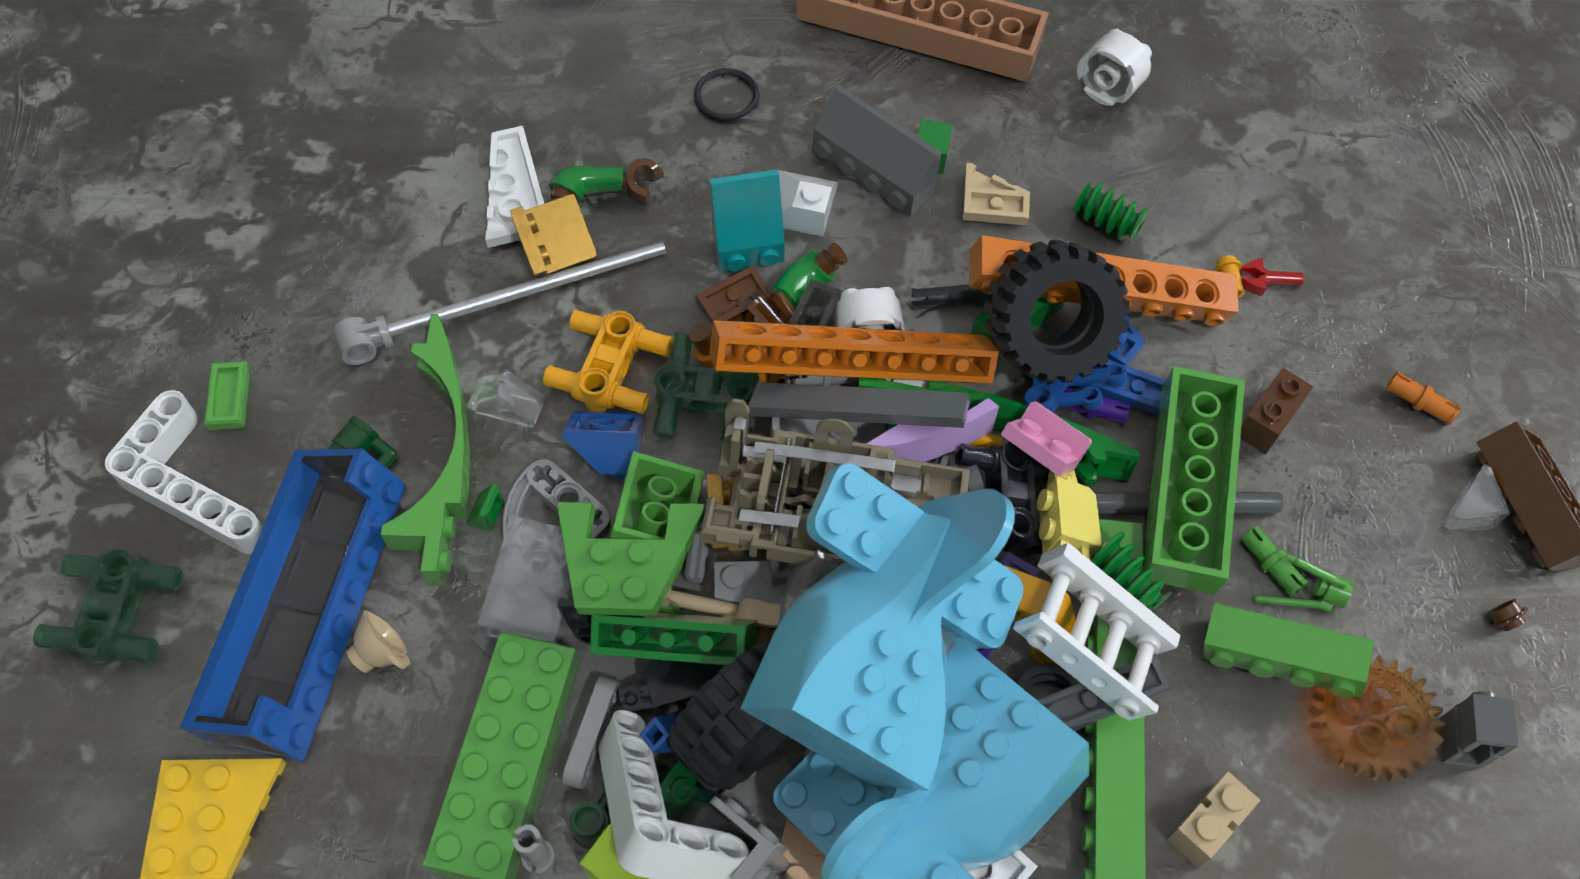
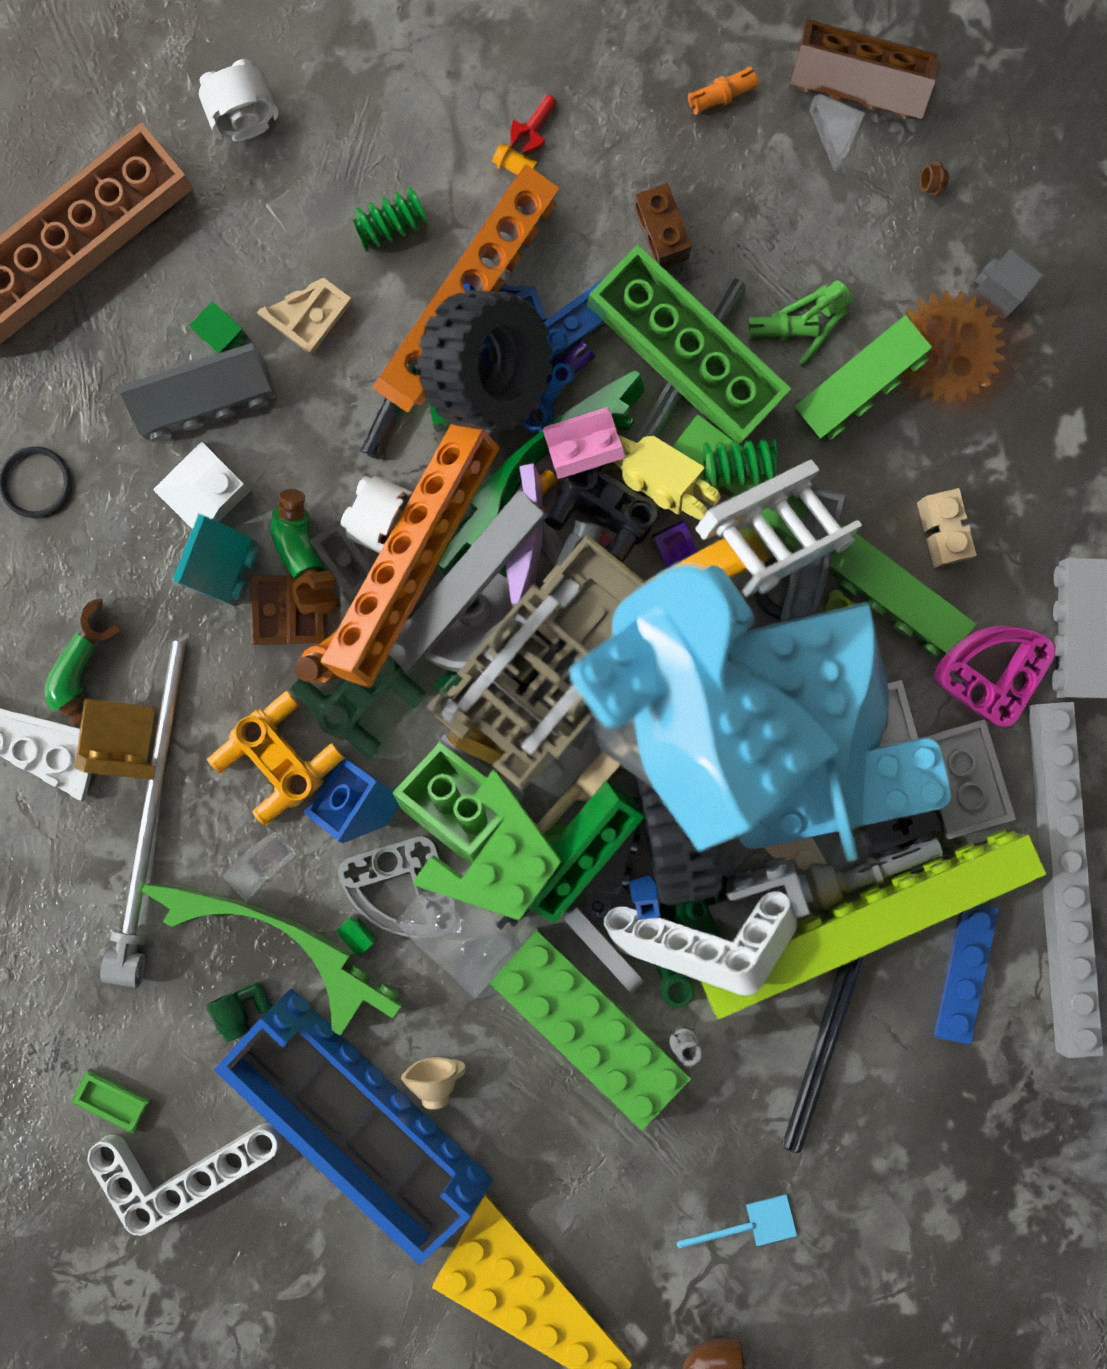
camera: 55 degrees left, 25 degrees up
(108, 607) = (271, 1279): clear green piece -> none

